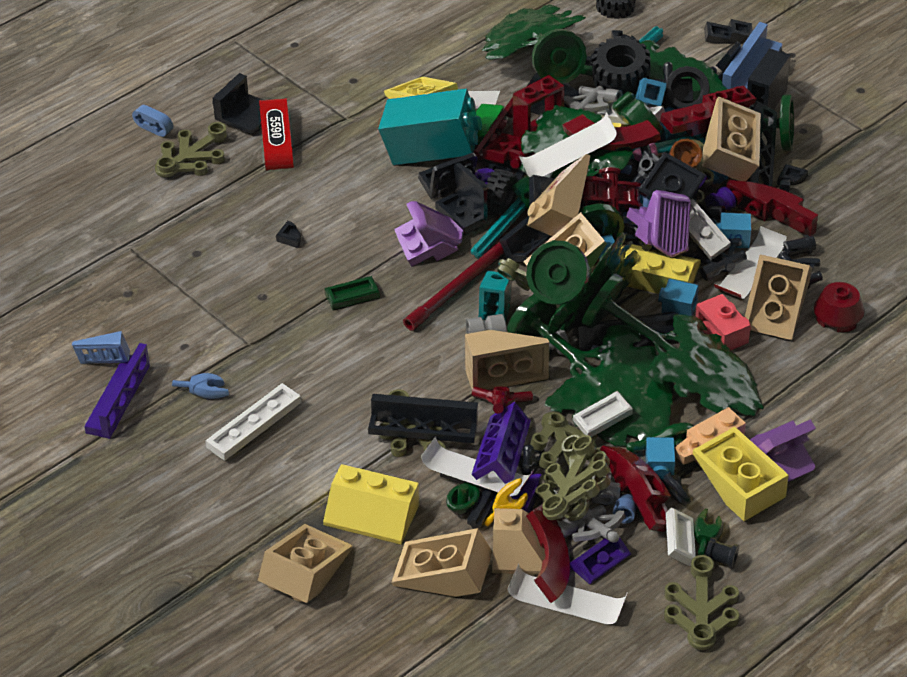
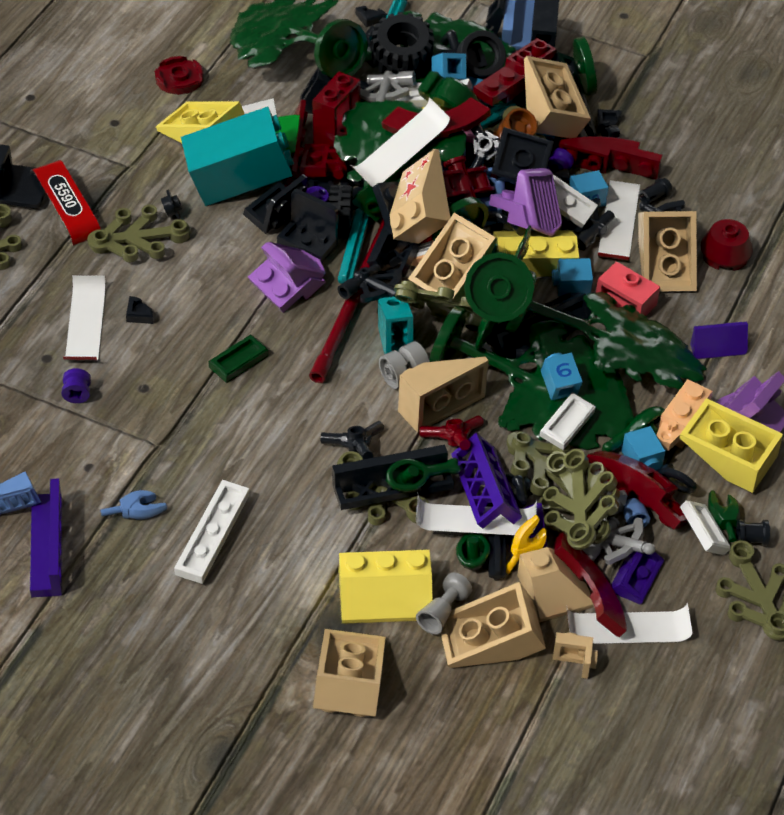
camera: 25 degrees left, 5 degrees up
(204, 279) = (76, 385): none -> dark purple wheel
(244, 229) = (85, 318): none -> white sticker
(293, 172) = (108, 240): none -> olive plant
(361, 156) = (171, 205): none -> black plate
(402, 536) = (435, 614): none -> light grey piece
(412, 380) = (356, 439): none -> black piece
(427, 53) = (179, 75): none -> dark red tile
(437, 419) = (411, 474): none -> dark green piece
(491, 253) = (370, 278): none -> black piece
(507, 601) = (575, 649): none -> tan bracket
(611, 373) = (561, 375): none -> dark azure brick
(786, 385) = (720, 340): none -> dark purple slope

